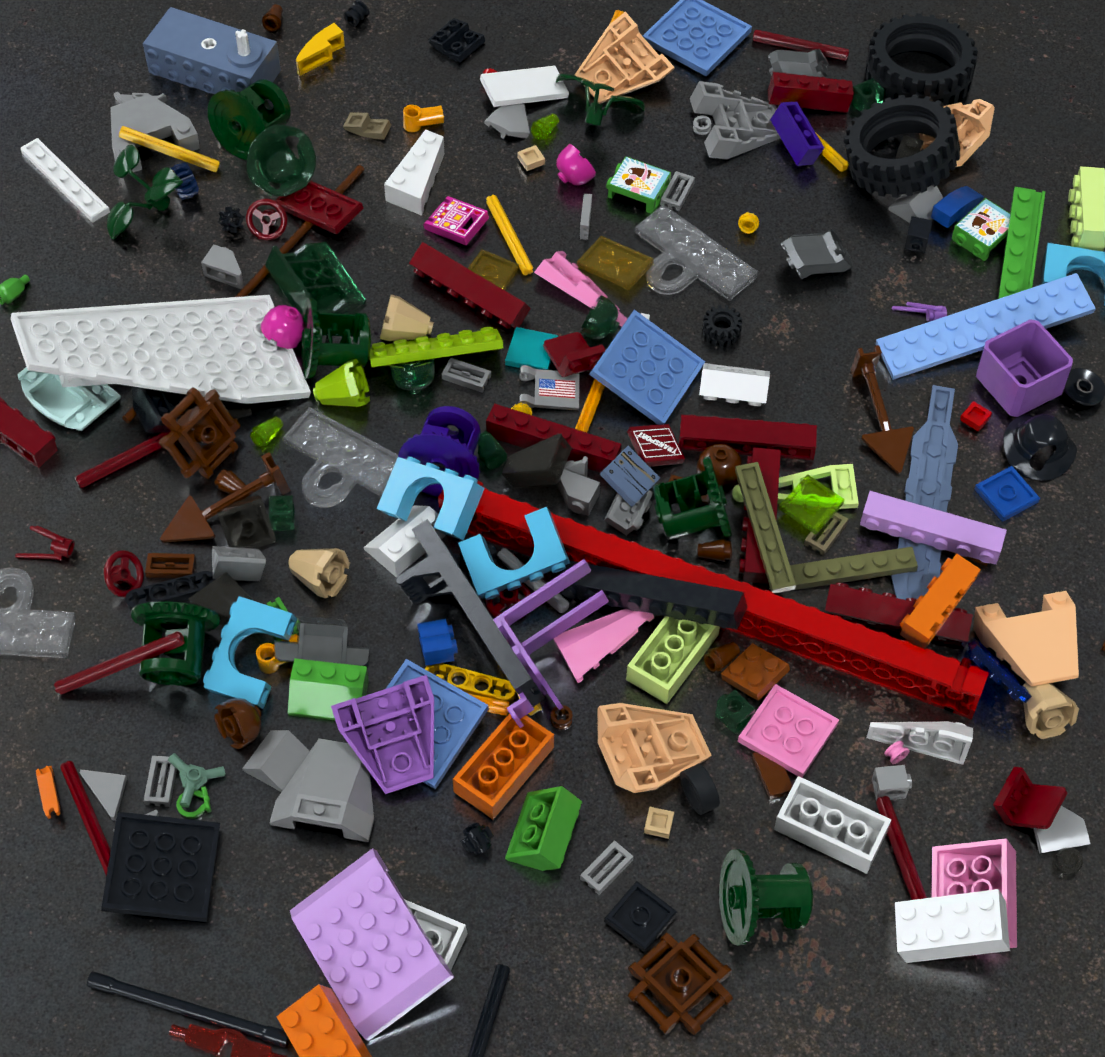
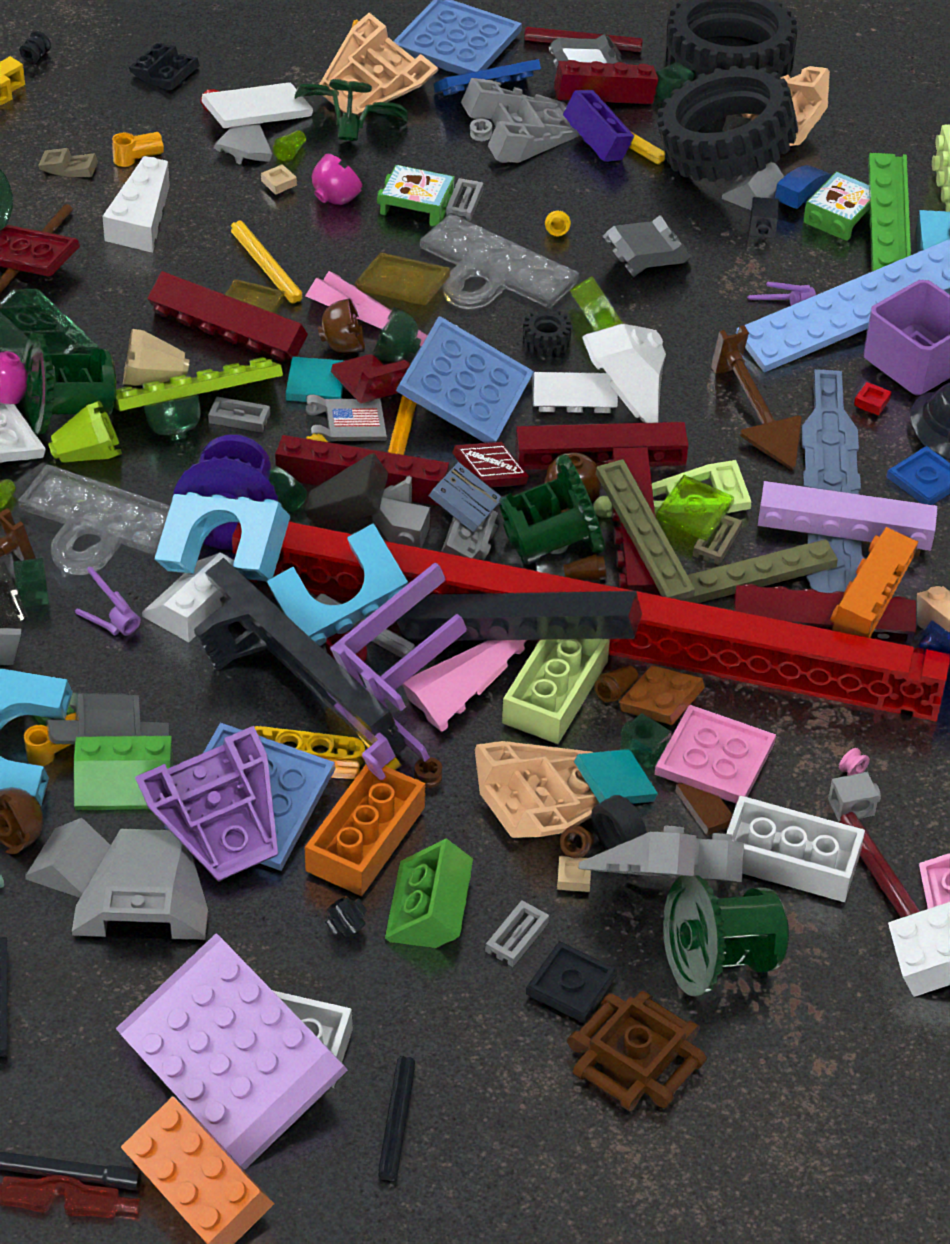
camera: 10 degrees left, 10 degrees down
(320, 569) = (91, 638): tan cone -> none
(351, 549) = (121, 616): none -> medium lavender plant
(436, 641) = (255, 702): blue brick -> none
(451, 218) = (191, 249): dark pink container -> none
(558, 306) = (342, 328): none -> reddish brown cylinder
(585, 216) = (358, 233): light grey tile -> none
(665, 797) = (570, 841): none -> reddish brown cone
(706, 741) = (615, 774): none -> teal tile
(724, 76) = (502, 74): none -> blue plate
(731, 832) = (673, 855): none -> light grey wedge
(769, 320) = (595, 305): none -> clear neon green slope
(783, 370) = (635, 364): none -> white wedge
(937, 739) = (892, 743): white wedge -> none

